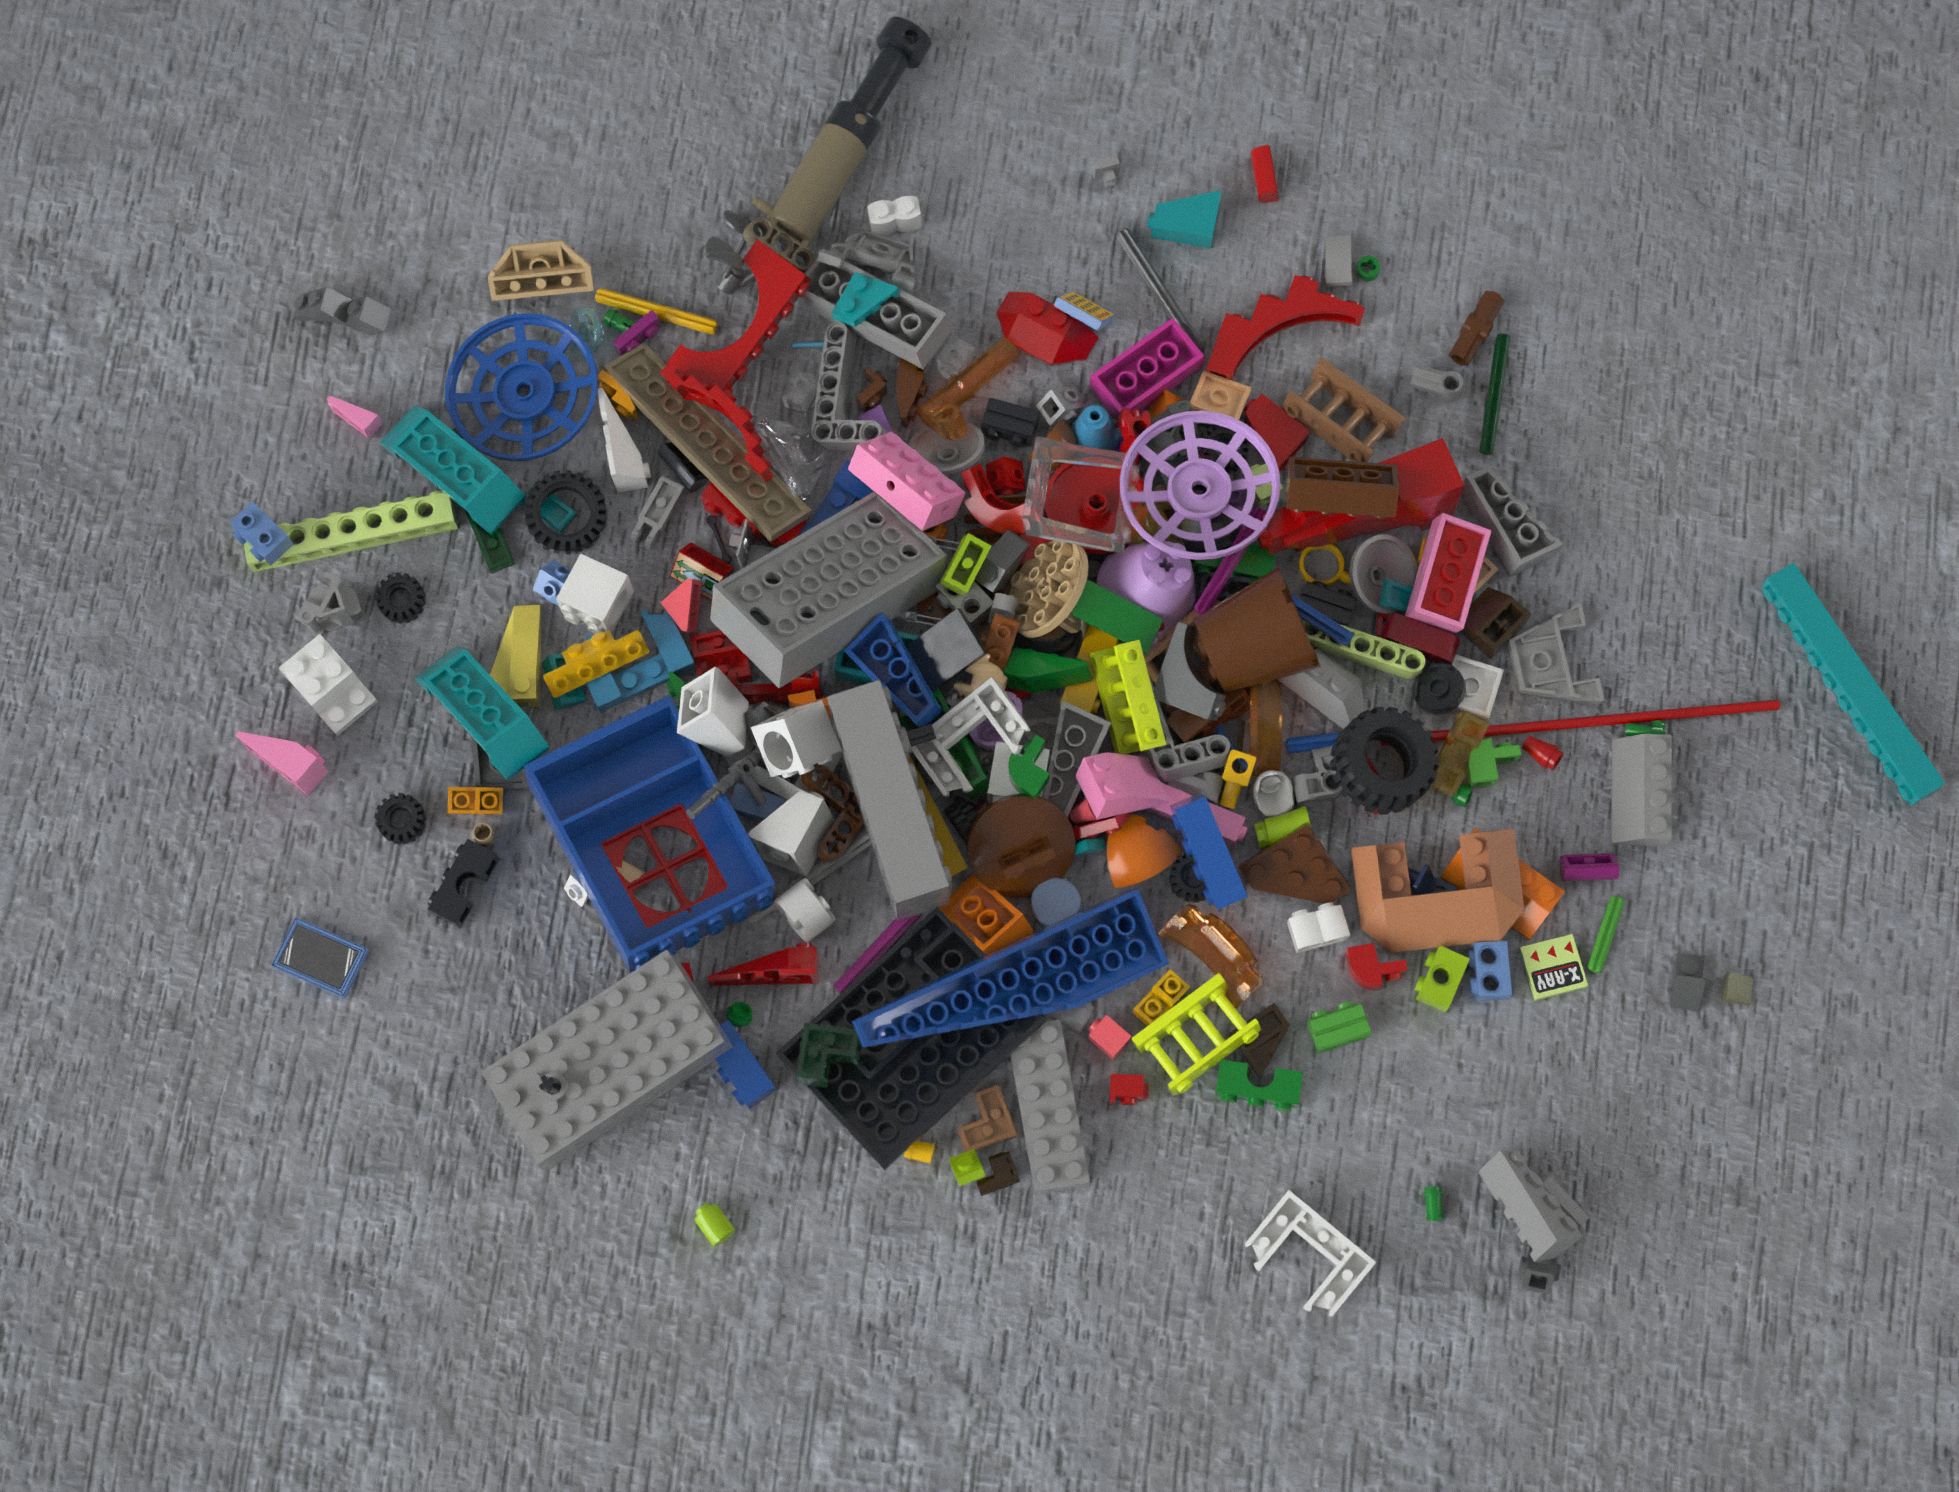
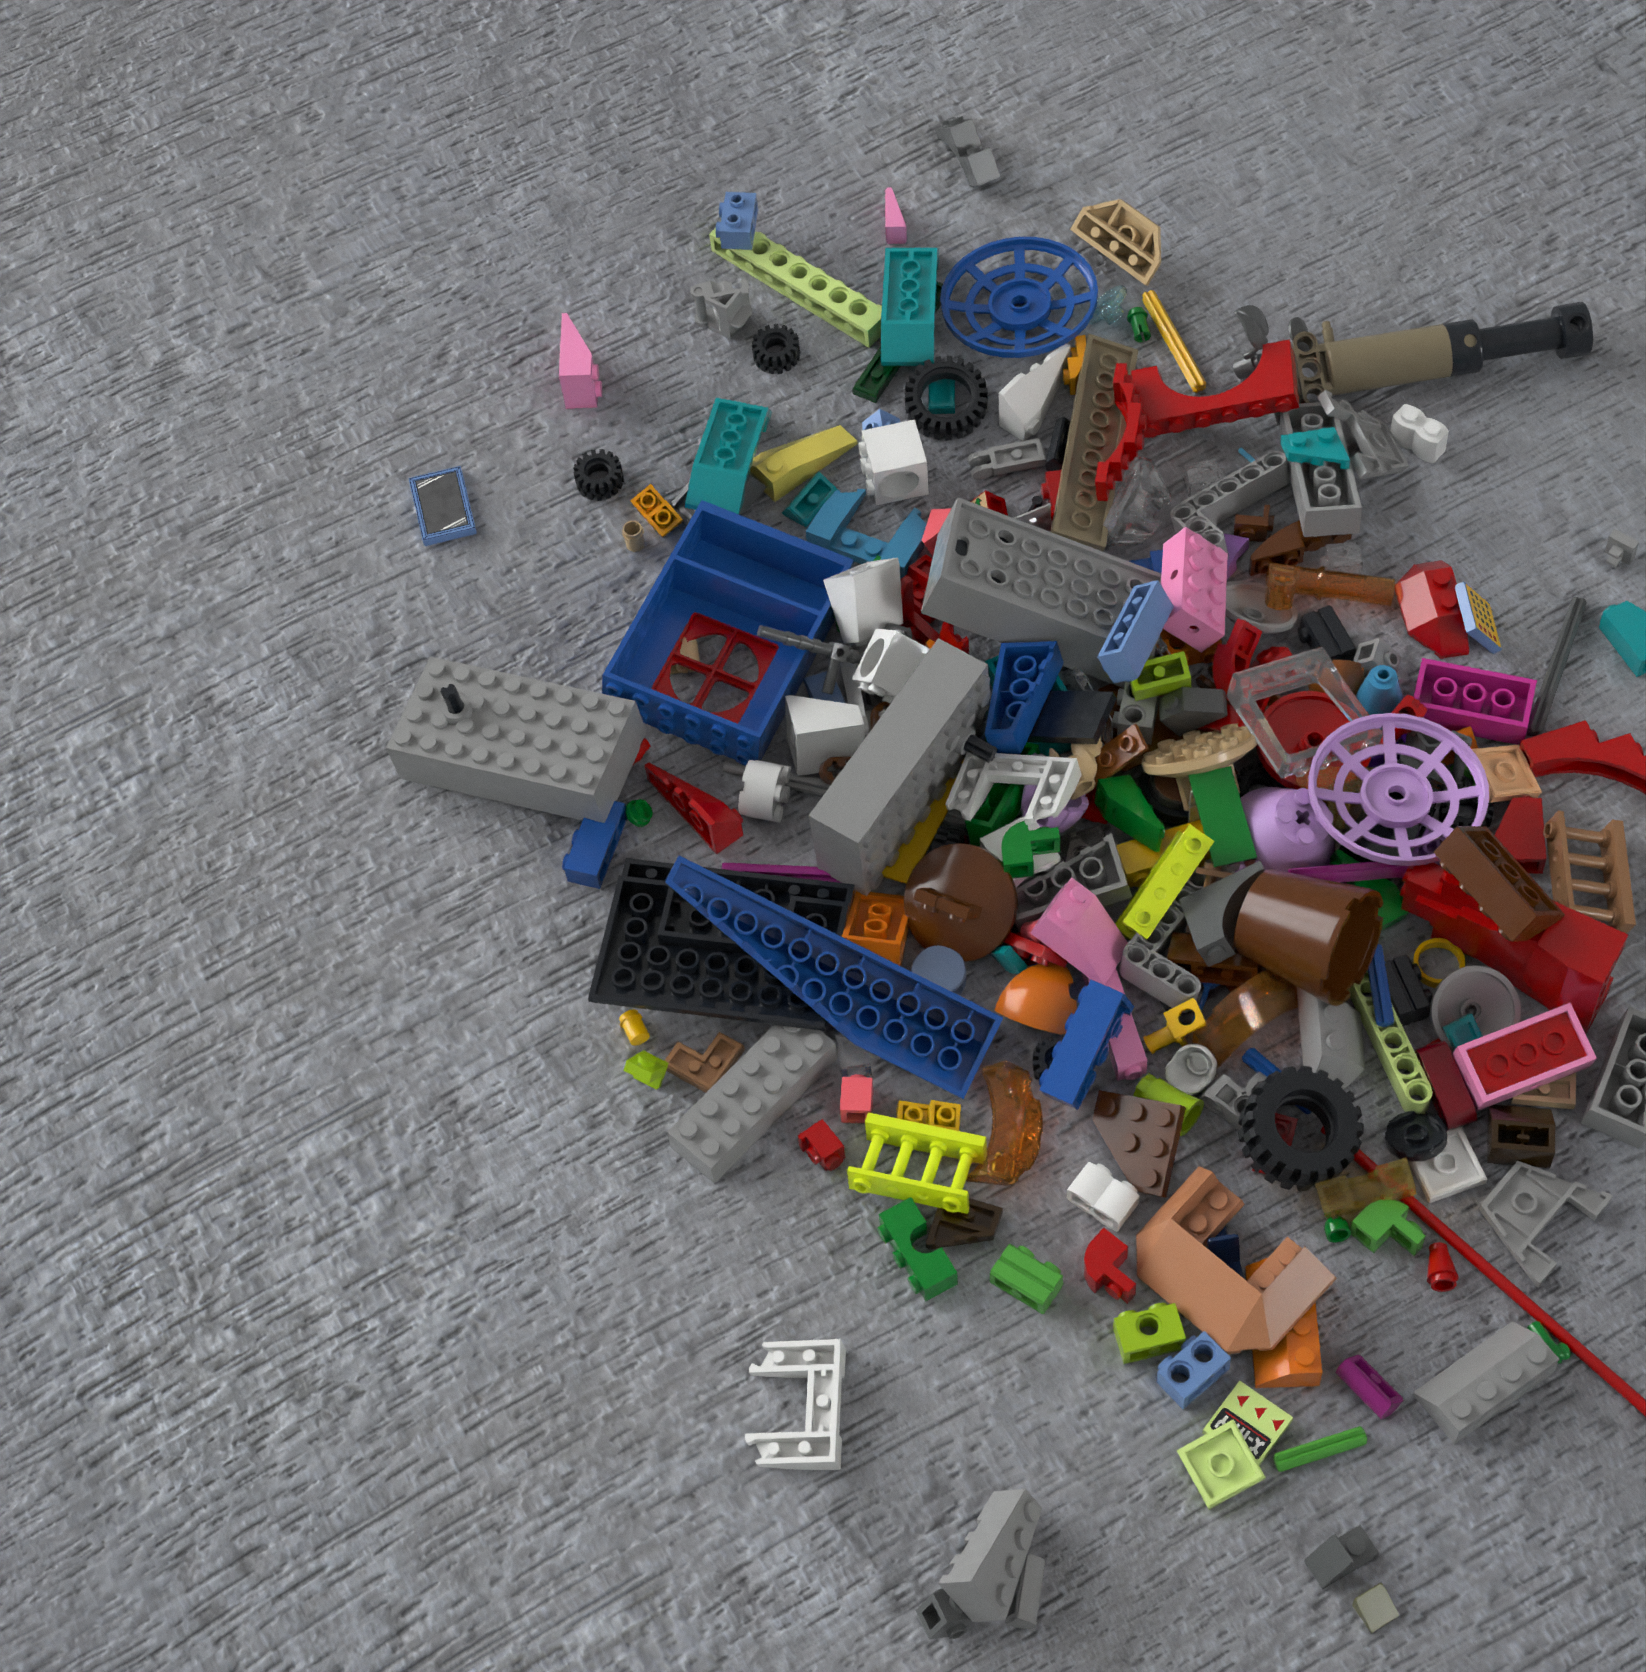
camera: 55 degrees right, 15 degrees down
(328, 684) = (661, 351): white bracket -> none
(470, 862) = (561, 549): black arch -> none
(594, 659) = (840, 499): yellow bracket -> none
(645, 328) = (1145, 340): magenta plate -> none
(714, 1224) = (446, 920): lime brick -> none
(821, 1046) = (645, 875): clear green brick -> none
(928, 553) = (1135, 632): none -> medium blue brick
(1003, 605) = (1153, 734): light grey piece -> none
(1003, 1174) = (668, 1105): dark brown piece -> none
(1203, 783) = (1147, 1011): light grey piece -> none
(1434, 1203) = (934, 1479): green pin -> none
(1569, 1007) = (1221, 1464): none -> yellowish green tile

